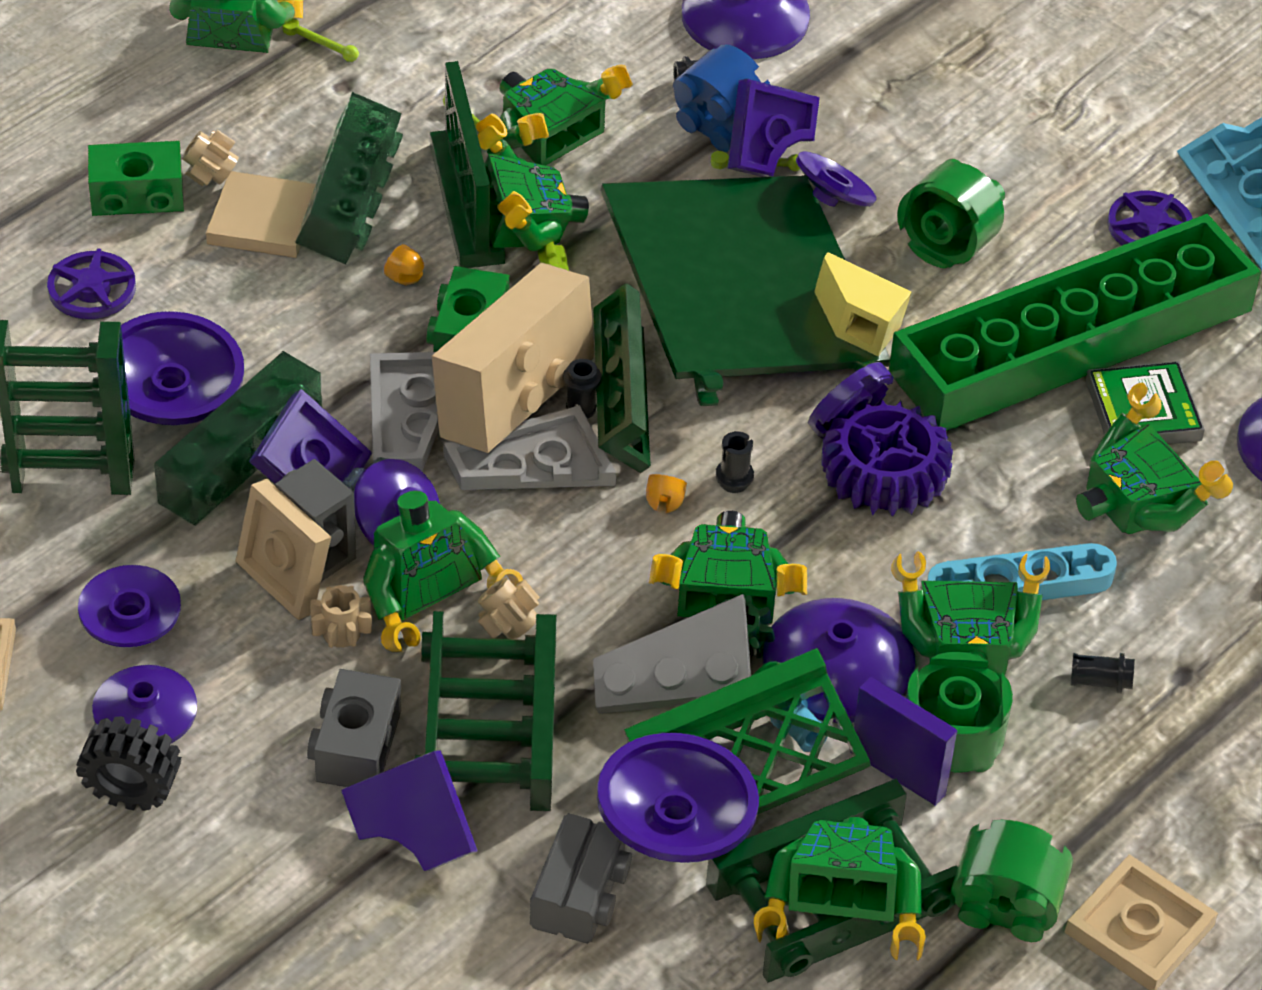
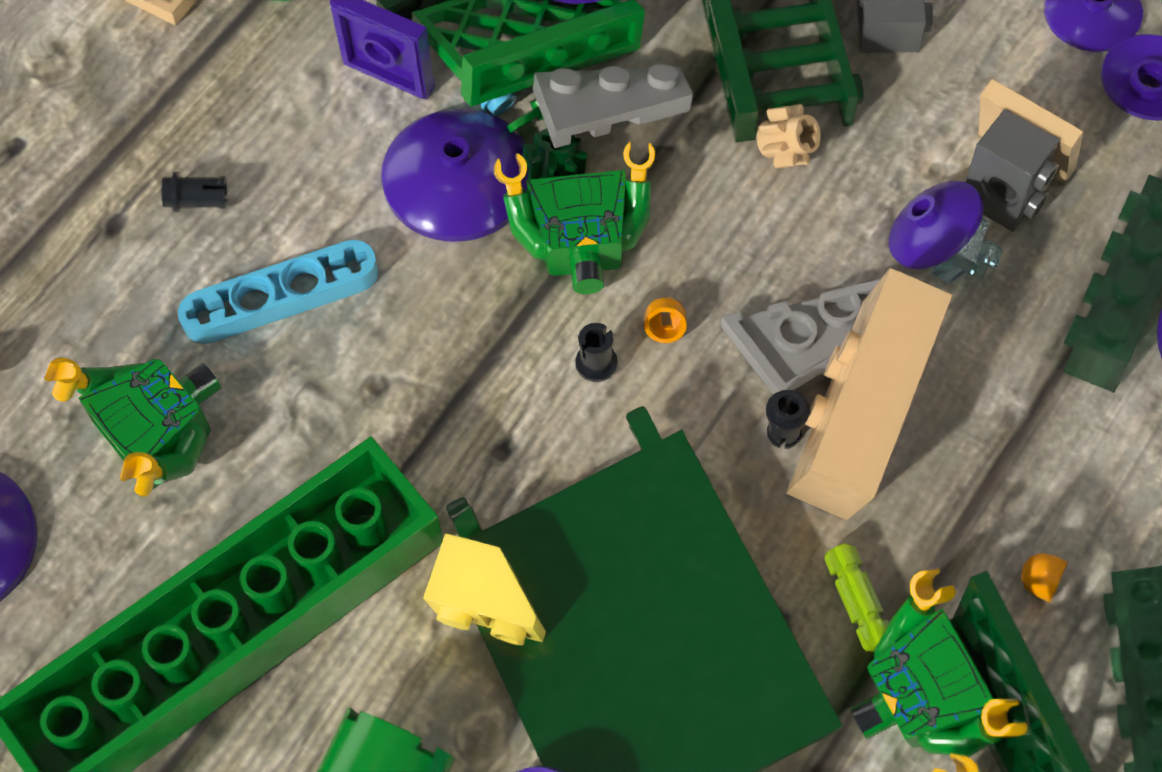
camera: 175 degrees right, 15 degrees up
(304, 434) = (1047, 262): dark purple tile -> none
(341, 616) = (947, 105): tan gear -> none
(403, 406) = (973, 378): light grey wing -> none
(424, 560) = (879, 164): torso -> none
(462, 301) = (933, 531): green brick -> none
(623, 385) = (742, 436): dark green fence -> none
(863, 385) = (479, 439): dark purple tile -> none
(887, 457) = (419, 376): dark purple gear -> none
(970, 615) = (326, 203): torso -> none
(971, 700) = (335, 97): green brick -> none
(1178, 415) = (136, 546): tile -> none

